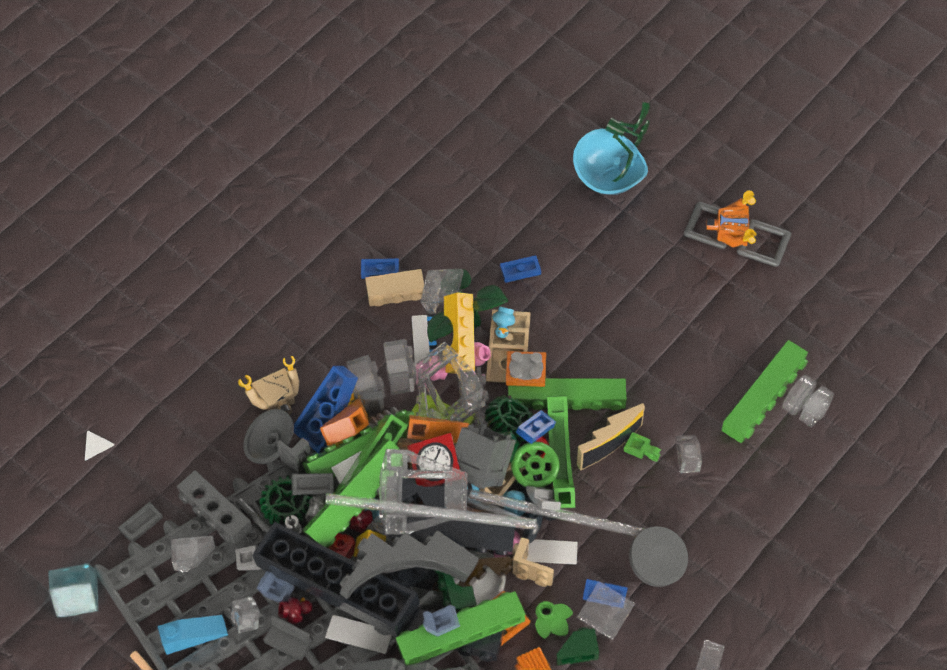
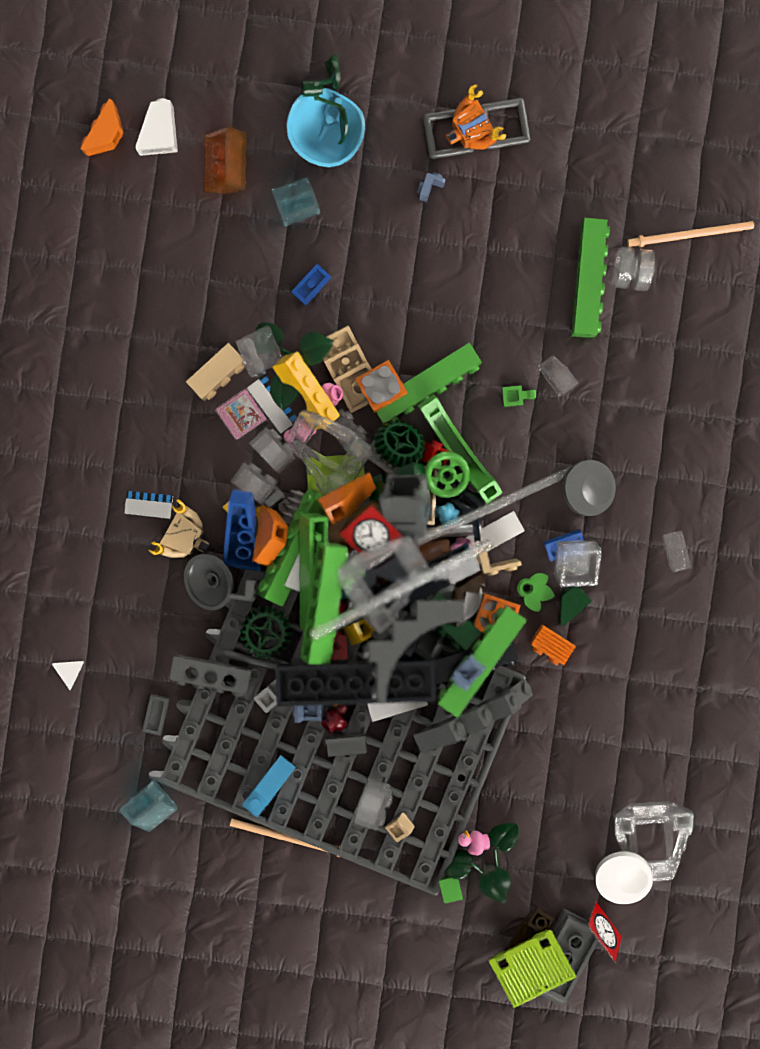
camera: 30 degrees left, 30 degrees up
(190, 552) = (219, 724): clear slope -> none
(245, 614) = (301, 749): clear brick -> none
(264, 351) = (148, 504): none -> white sticker
(293, 524) = (290, 653): light grey pin -> none
(312, 484) = (279, 610): dark grey tile -> none
(315, 507) = (293, 619): light grey pin -> none
(378, 267) = (189, 360): blue plate -> none
(391, 328) = (241, 414): none -> clear tile
(432, 81) = (104, 131): none -> orange slope
(474, 102) = (158, 129): none -> white slope
(503, 318) = (335, 352): medium azure animal -> none
(513, 149) = (225, 161): none -> clear orange slope
(535, 427) = (427, 441): blue plate -> none
(543, 498) = (472, 503): light grey slope -> none
(549, 205) = (296, 201): none -> clear light blue slope
(611, 437) = (491, 399): slope -> none
(669, 249) = (425, 187): none -> sand blue bracket
(883, 409) = (641, 240): none -> light nougat bar

